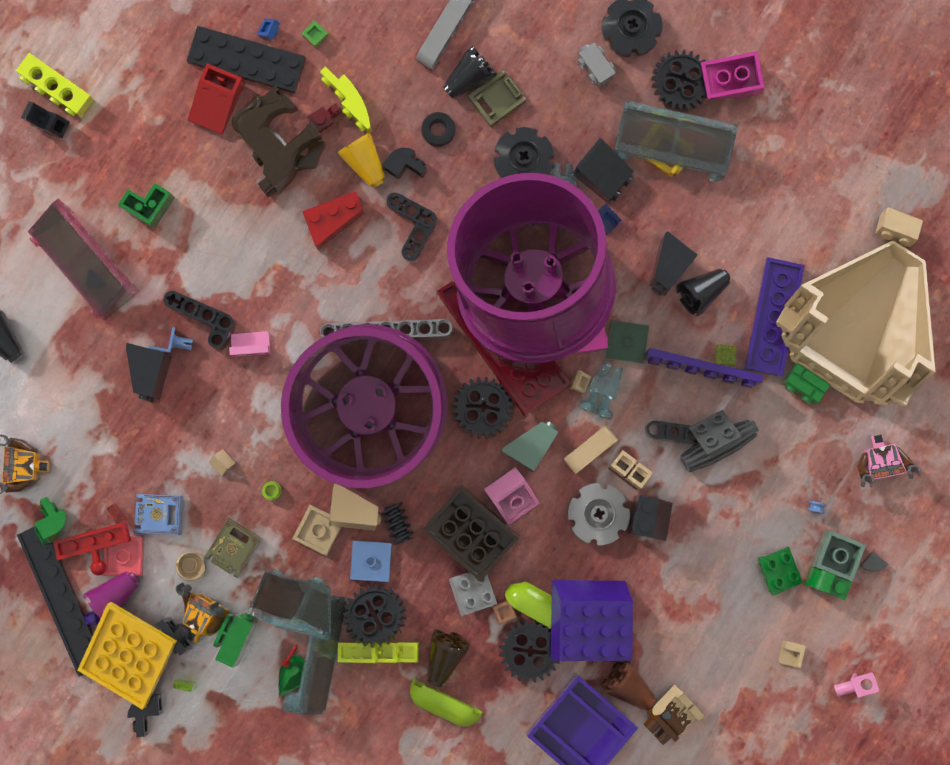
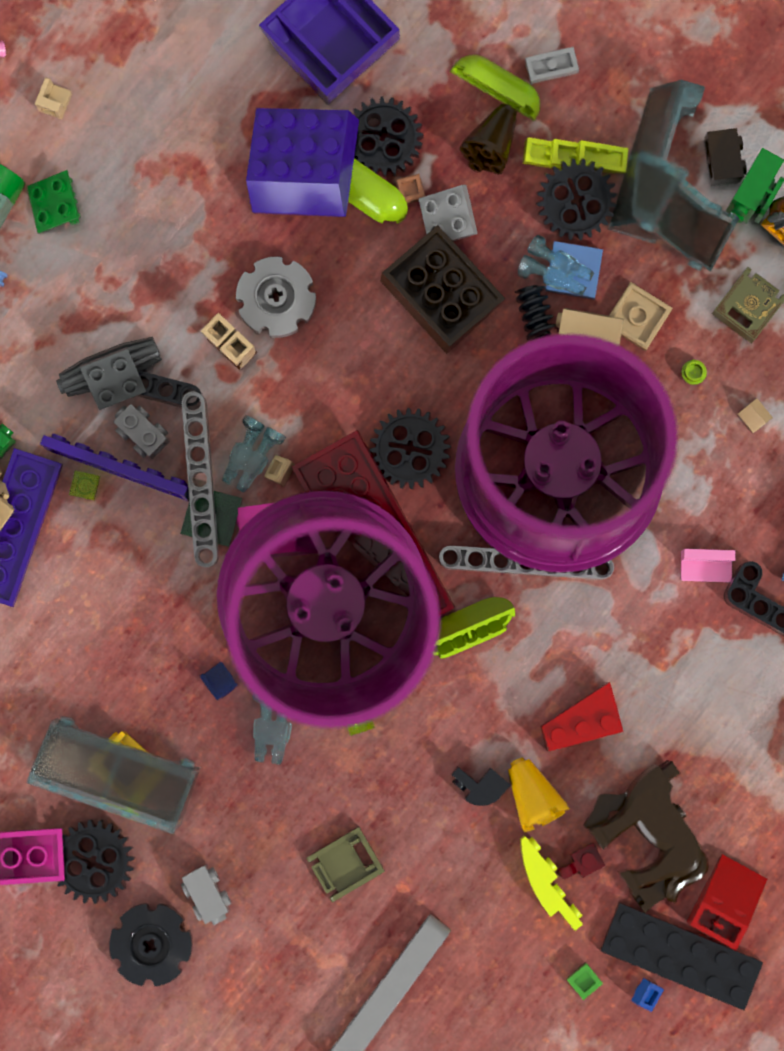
camera: 170 degrees left, 0 degrees up
(261, 663) = (724, 157): none -> dark brown brick
(290, 672) = (688, 141): green piece -> none
(380, 558) = (561, 271): none -> clear light blue piece
(403, 723) = (551, 65): none -> light grey plate
(419, 226) = (468, 699): black beam -> none
(422, 280) = (473, 625): none -> lime brick
(433, 118) = (436, 844): black tyre -> none
(468, 74) = (380, 900): black cone -> none
(512, 496) = (385, 332): bright pink slope -> none
(518, 145) = (298, 780): black piece -> none
(532, 445) = (351, 393): sand green slope -> none
(591, 449) = (275, 380): tan beam -> none
(603, 171) = (213, 744): black slope -> none
(628, 686) = (265, 79): copper cone -> none
(641, 355) = (193, 468): none -> light grey beam
(650, 517) = (211, 282): black slope -> none
(670, 263) = (141, 608): black slope -> none
(673, 714) = (214, 37): hips -> none
(692, 402) = (133, 424): none -> light grey brick
(702, 290) = (102, 571): black cone -> none

